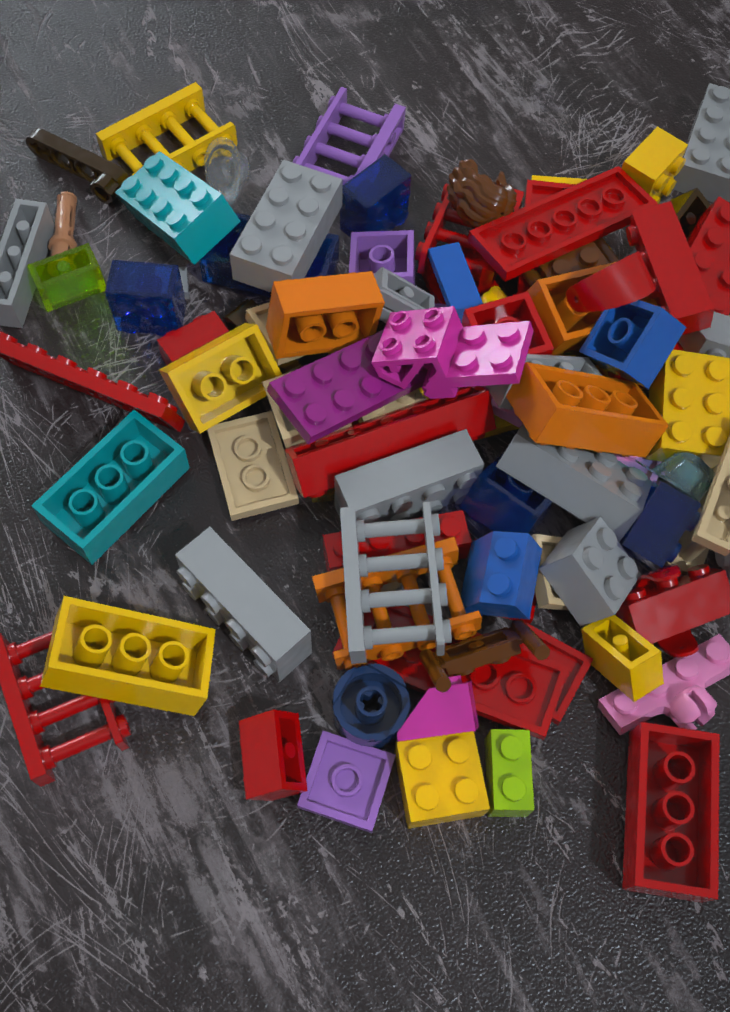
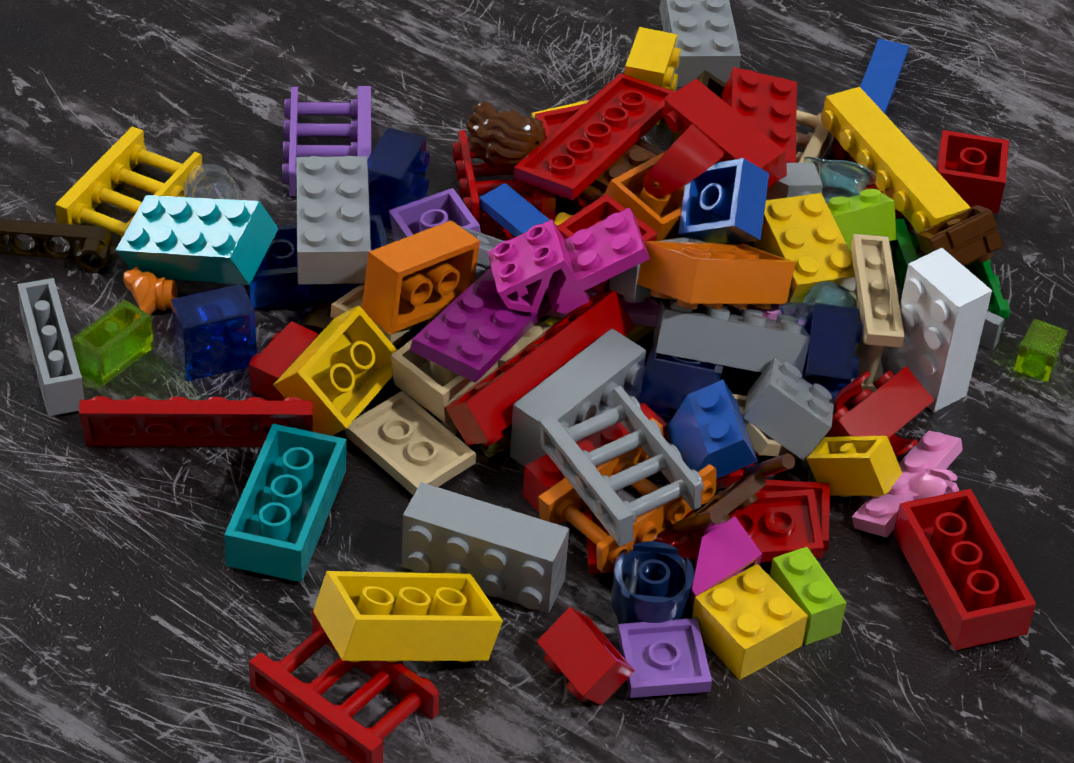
camera: 25 degrees left, 20 degrees down
(64, 224) = (77, 315): nougat pin -> none
(129, 239) = (149, 290): none -> orange animal

